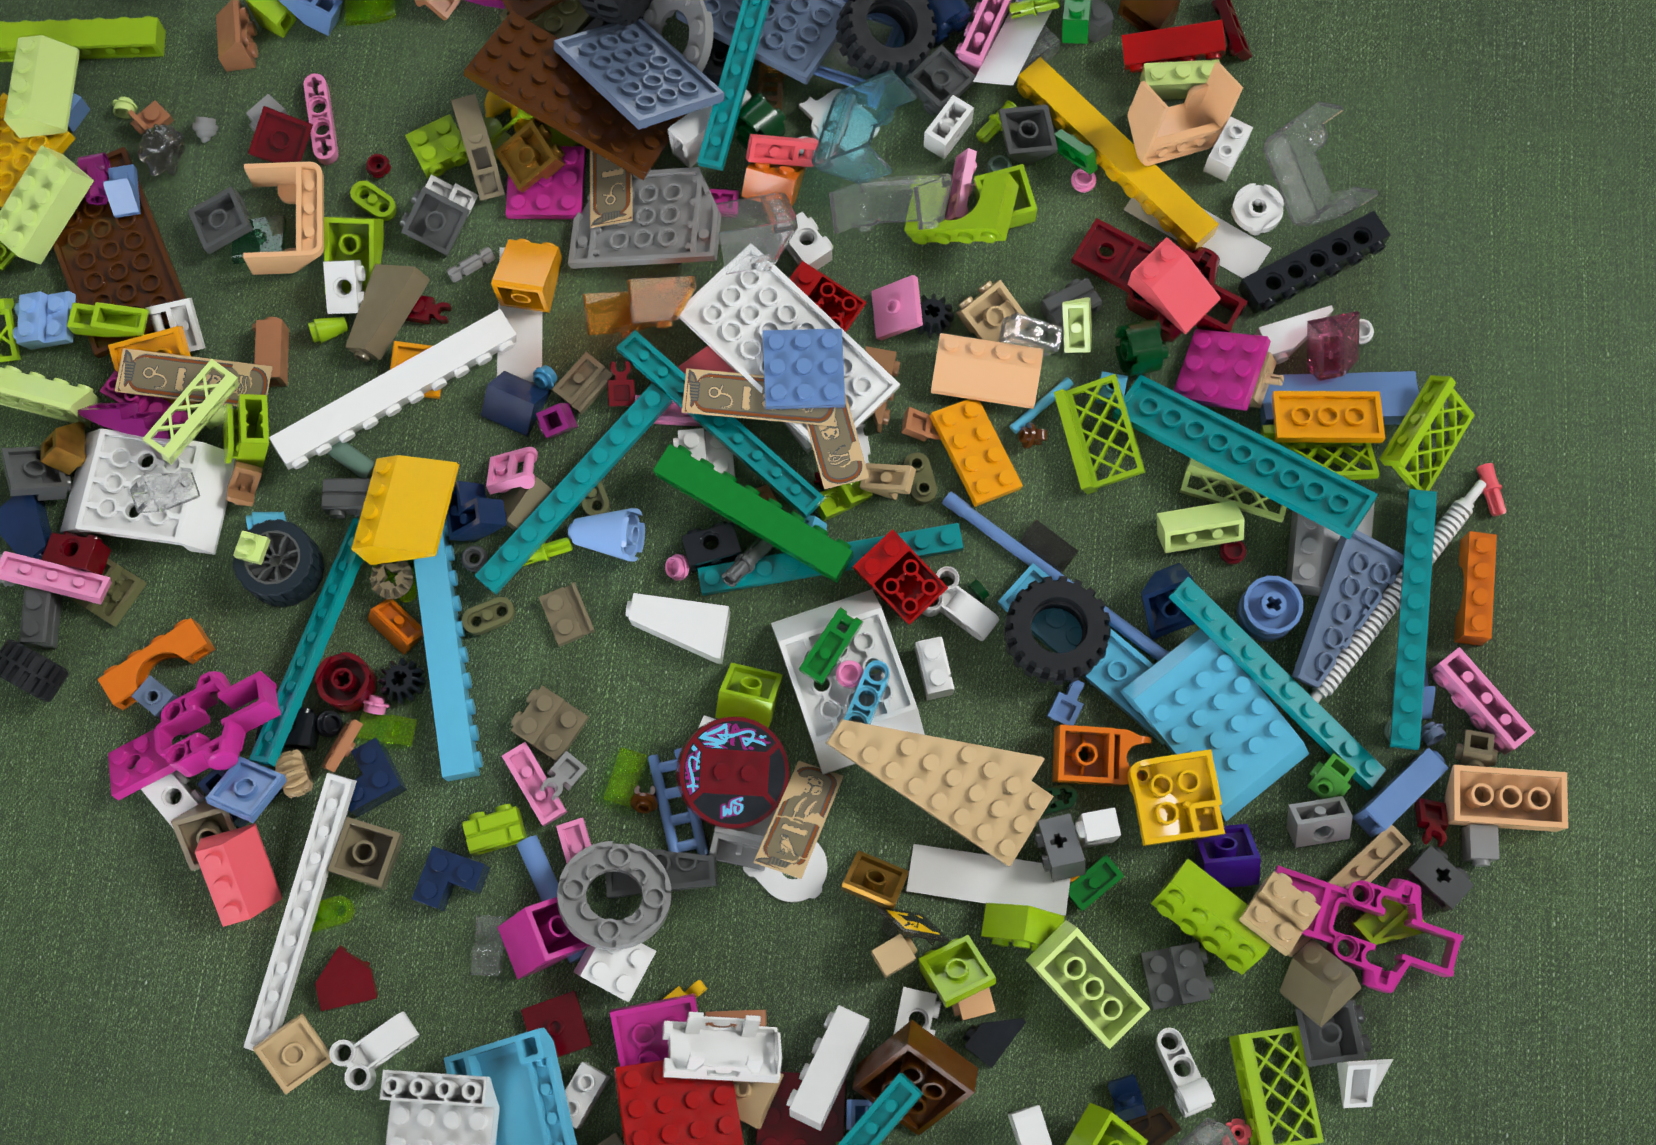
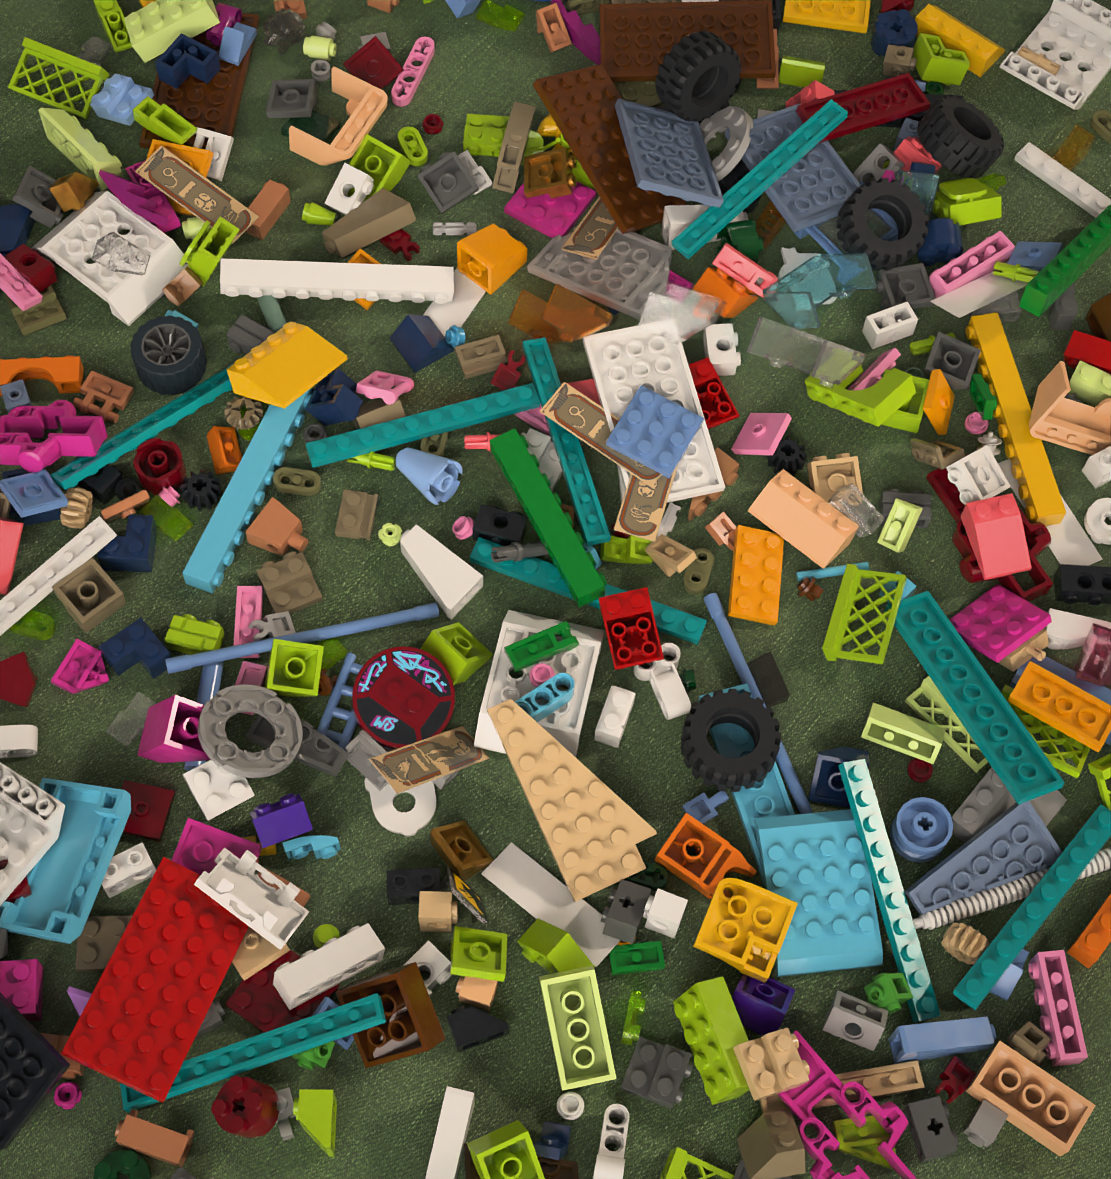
camera: 25 degrees right, 10 degrees down
(83, 239) = (187, 58): none -> dark blue brick
(199, 418) = (179, 220): yellowish green fence -> none
(210, 147) = (319, 47): none -> yellowish green brick
(224, 164) = (320, 65): none -> light grey bush
(240, 635) = (105, 390): none -> nougat plate
(251, 547) = (155, 329): yellowish green tile -> none
(405, 927) = (80, 669): none -> dark pink slope
(502, 676) = (276, 530): none -> nougat torso
(508, 860) = (417, 613): none -> medium blue piece
(556, 420) = (443, 370): magenta brick -> none
(611, 806) = (294, 668): none -> lime slope
(616, 620) = (390, 540): none -> yellowish green plate
(643, 467) = (479, 441): none -> coral axle
(699, 961) = (280, 820): none -> dark purple slope
(745, 958) = (322, 846): none -> medium azure slope
(804, 1038) = (324, 933): none -> lime plate
(855, 942) = (406, 884): none -> black brick
(1040, 180) = (939, 402): none -> light orange plate
(1069, 232) = (936, 453): none -> dark tan bracket
(1109, 196) = (992, 441): none -> white wheel
(1120, 1054) = (570, 1105): none -> white plate
(1122, 237) = (977, 476): none -> white plate
(1130, 952) = (631, 1029): none -> clear neon green plate
(1140, 347) = (940, 570): dark green brick -> none
(1370, 691) = (964, 943): none -> tan gear
(1432, 733) = (999, 1011): sand blue plate -> none

